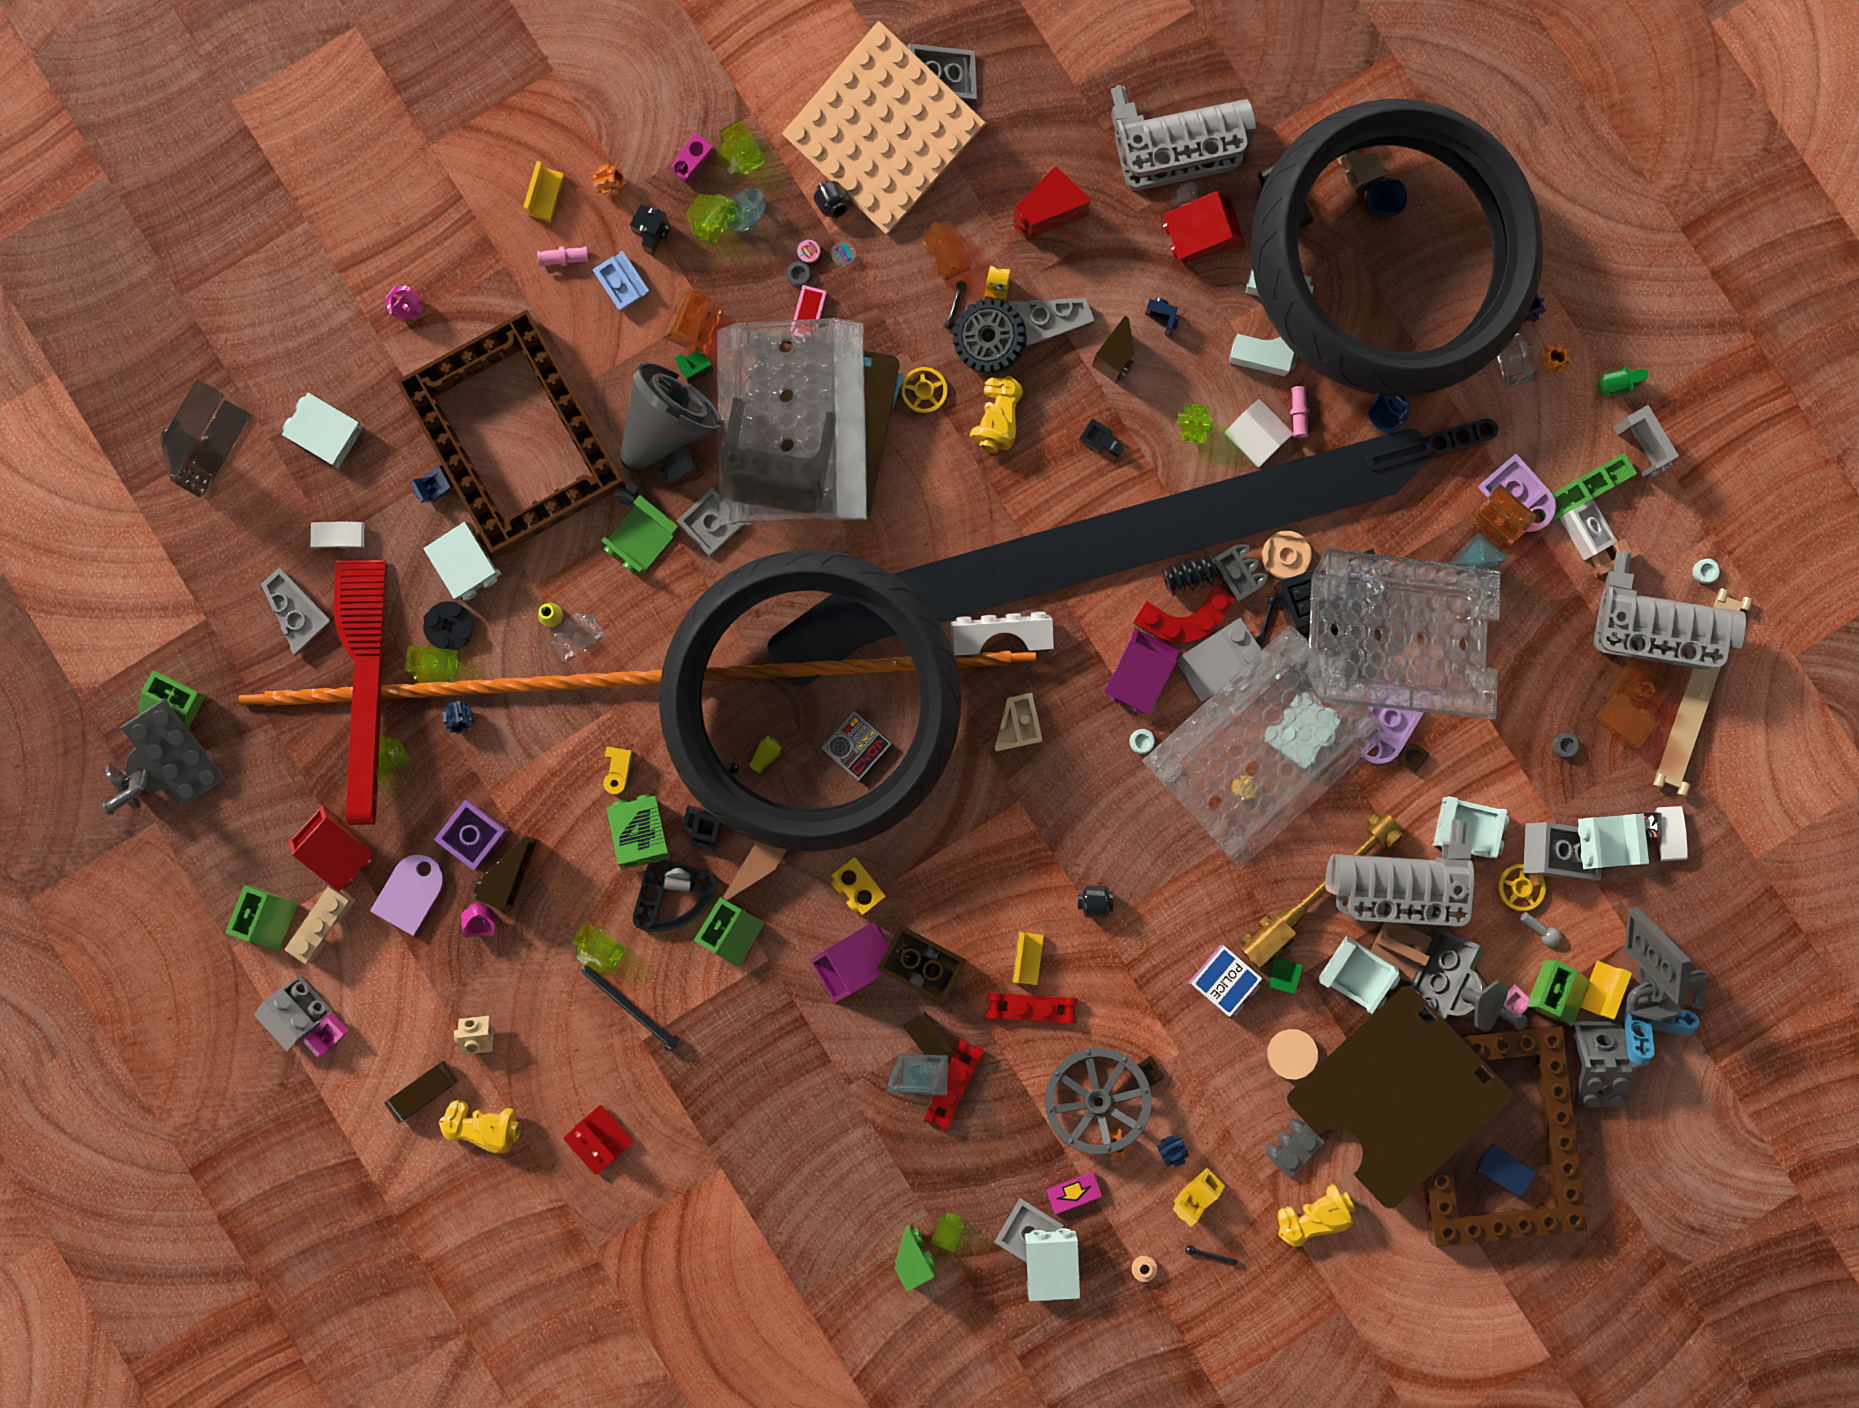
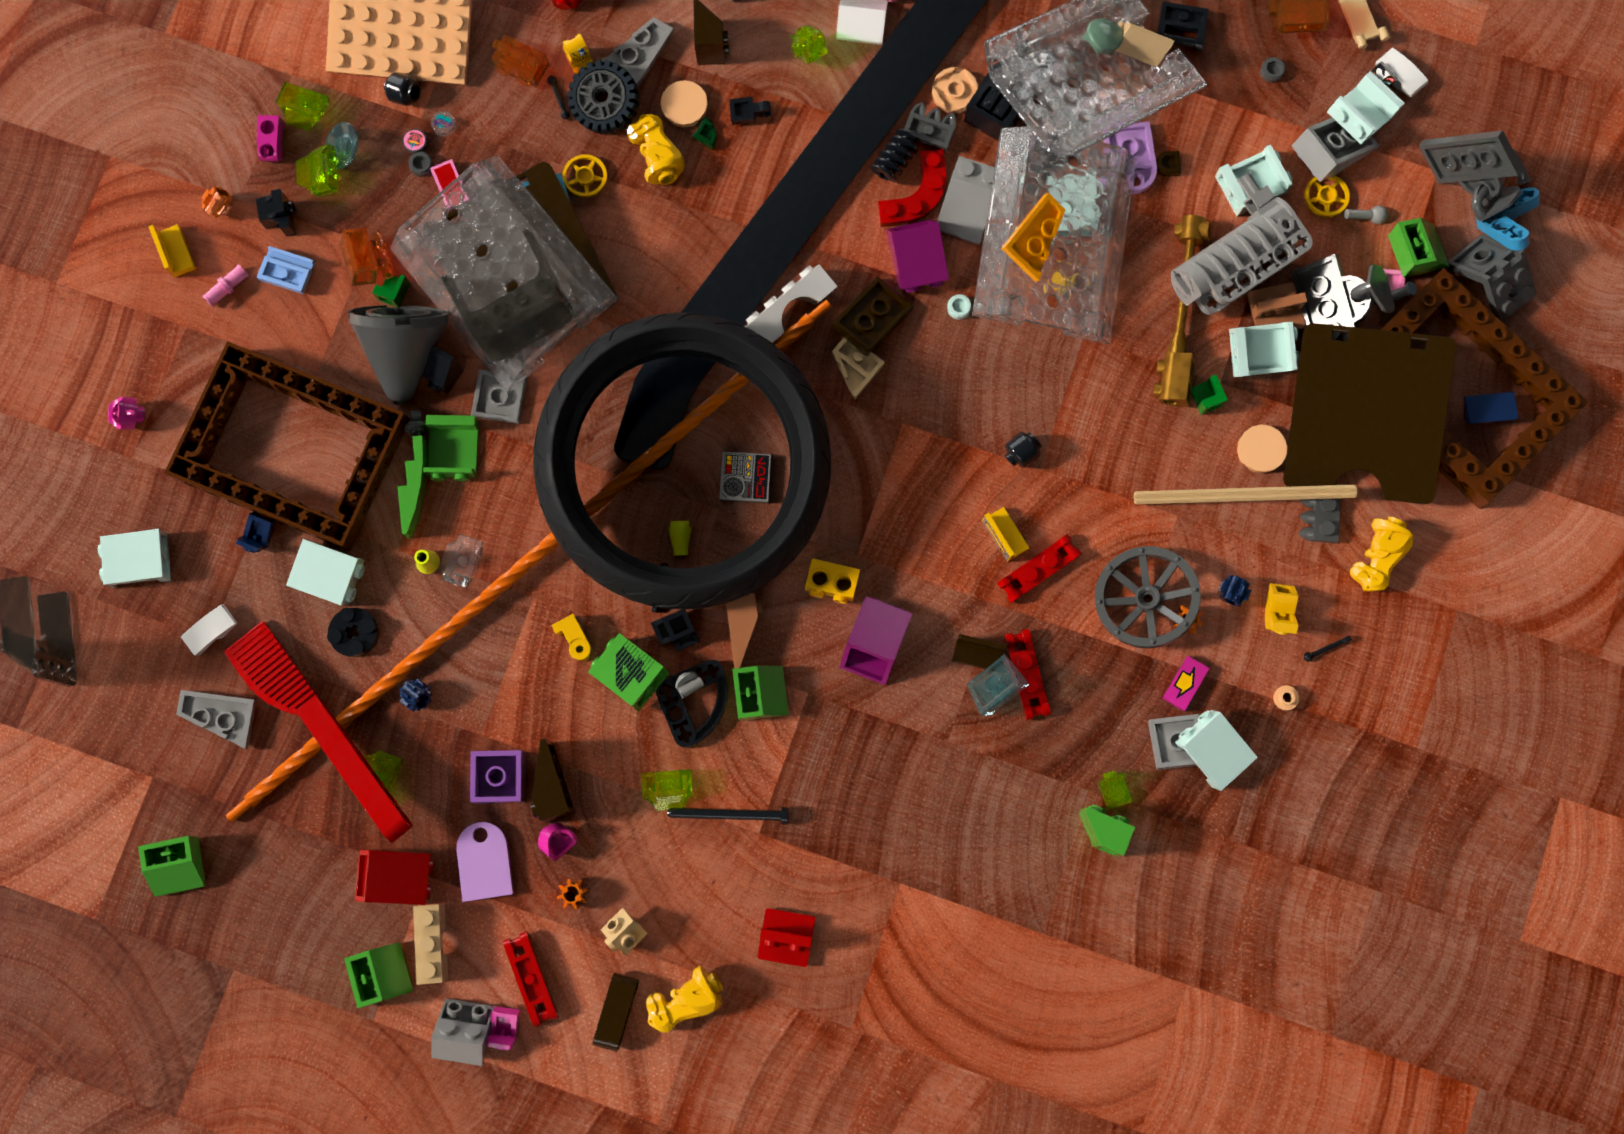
camera: 30 degrees left, 5 degrees down
(168, 754) = (204, 905): dark grey plate -> none
(375, 1013) = (530, 979): none -> red plate
(431, 663) = (361, 670): clear neon green slope -> none
(458, 965) = (567, 889): none -> orange gear
(578, 551) = (412, 495): none -> bright green slope
(921, 964) = (930, 598): dark brown slope -> none
(1051, 432) = (706, 134): none -> dark green tile
(1053, 391) = (684, 103): none -> light nougat tile
(1063, 694) = (872, 316): none -> dark brown tile
(1150, 1070) = (1167, 543): dark brown tile -> none
(1226, 981) = (1168, 432): piece -> none
(1237, 740) = (1033, 237): none -> light orange wing
(1246, 1081) = (1245, 494): none -> tan axle
(1272, 600) = (971, 130): black hinge -> none
(1438, 614) = (1103, 36): none -> sand green hair
(1468, 641) = (1143, 44): none -> tan slope
(1527, 645) = (1185, 19): none -> black plate
(1605, 990) = (1451, 220): yellow panel -> none

